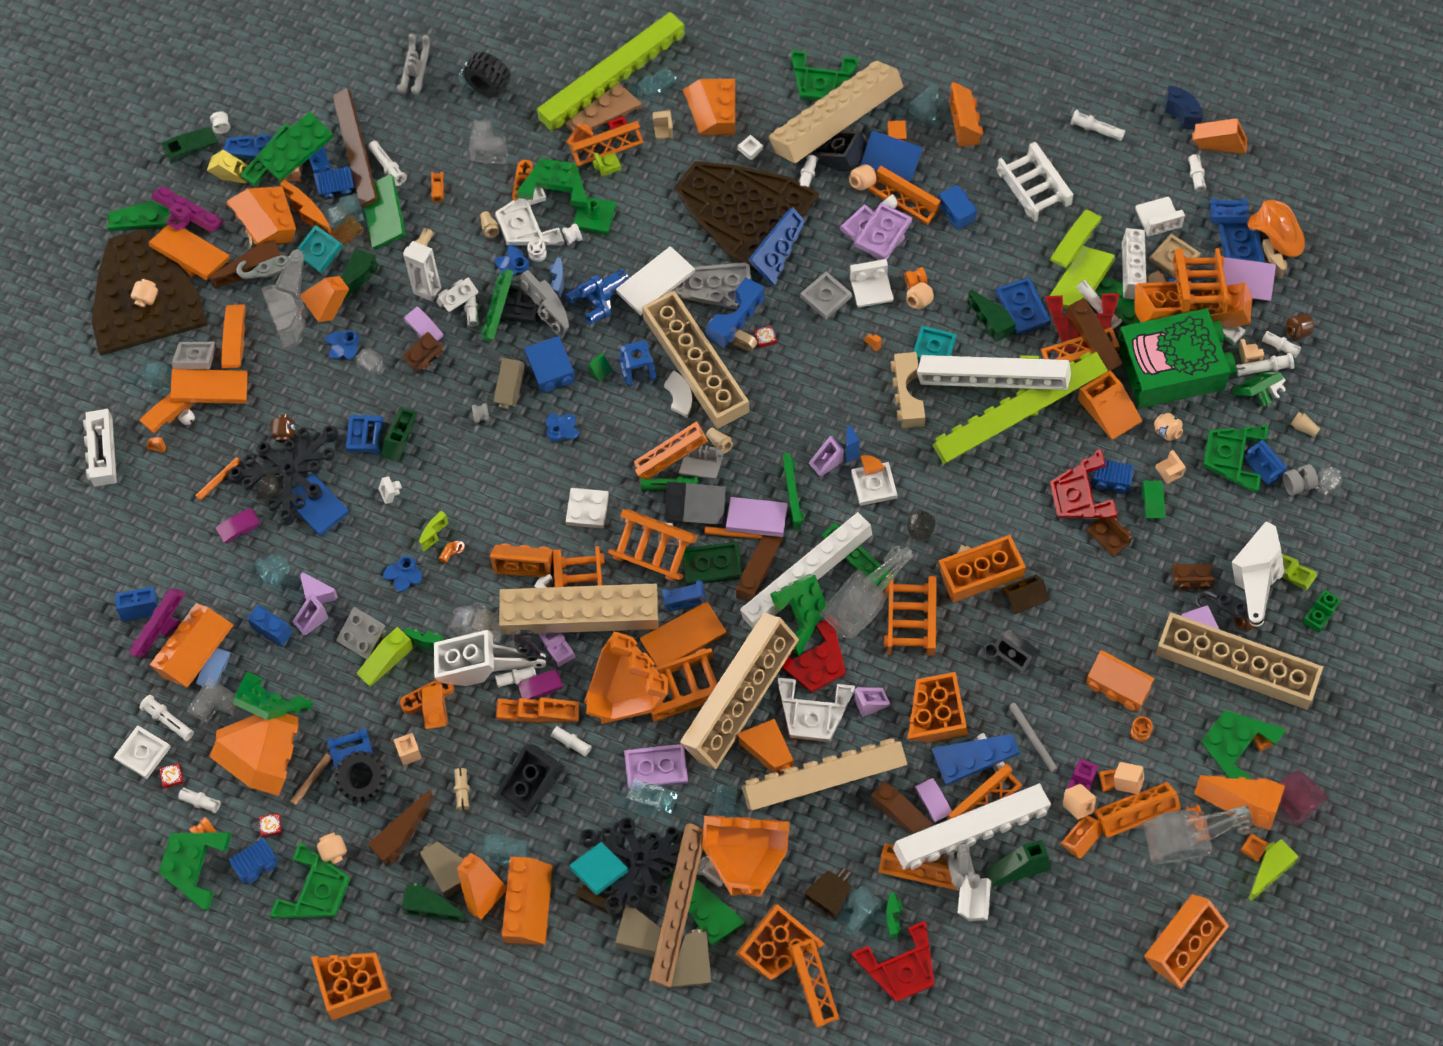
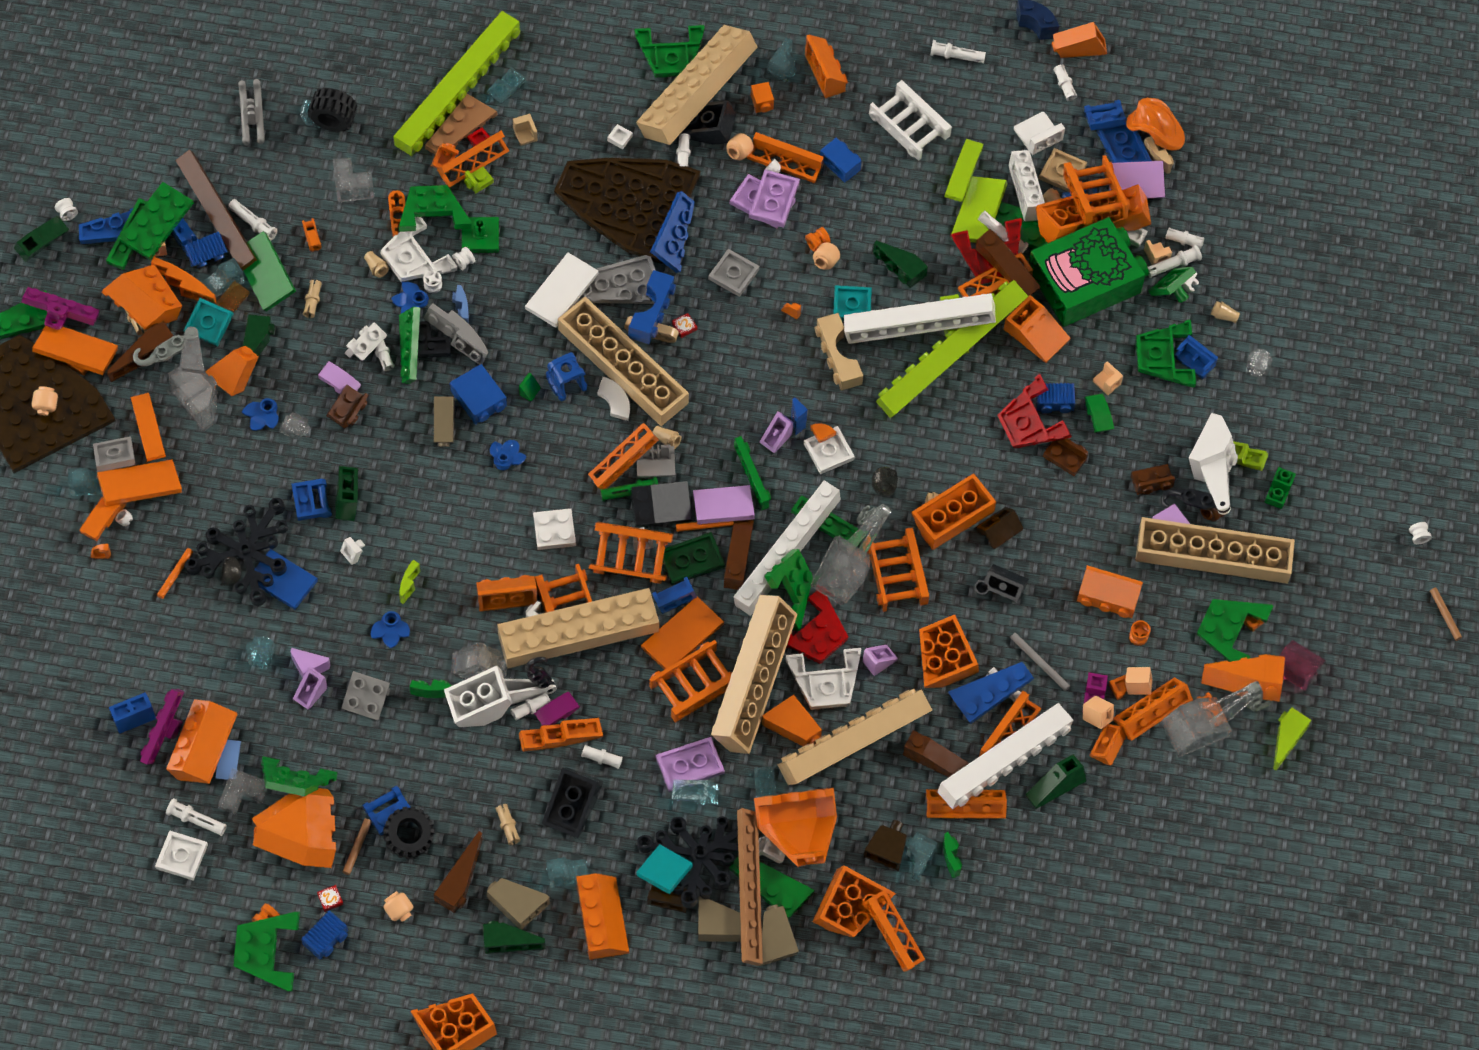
camera: 20 degrees left, 0 degrees up
(98, 471) = (54, 592): white brick -> none
(171, 775) = (217, 872): tile -> none
(199, 800) = (252, 889): white pin -> none
(227, 167) = (88, 254): light yellow slope -> none
(240, 523) = (210, 614): magenta slope -> none
(269, 625) = (272, 707): blue brick -> none
(282, 428) = (227, 510): reddish brown head -> none
(321, 891) = (399, 952): green wing -> none
(385, 656) = (396, 713): lime slope -> none
(407, 749) = (445, 797): light nougat panel -> none
(412, 697) = (433, 747): orange beam -> none
(421, 272) = (323, 312): white brick -> none
(434, 707) = (462, 751): orange slope -> none
(451, 549) = (430, 596): orange arm -> none
(479, 885) = (554, 910): orange slope -> none
(480, 413) = (422, 456): light grey wheel -> none
(557, 647) = (563, 670): lavender slope -> none
(599, 293) = (507, 313): blue wheel -> none
(624, 682) = (641, 689): orange panel -> none
(712, 105) = (570, 100): orange wedge -> none
(870, 283) = (775, 252): white bracket -> none
(892, 154) = (764, 118): blue tile -> none
(903, 974) = (976, 904): red wing -> none
(933, 799) = (962, 739): lavender slope -> none
(962, 865) = (1007, 796): light grey piece -> none
(974, 902) = (1023, 822): white panel -> none
(1023, 306) = (929, 246): blue tile -> none
(1168, 426) = (1097, 339): light nougat head -> none
(1186, 940) = (1226, 818): orange slope -> none
(1254, 847) = (1268, 721): orange tile -> none
(1299, 326) = (1198, 217): reddish brown head -> none
(1301, 479) = (1232, 367): light grey wheel -> none

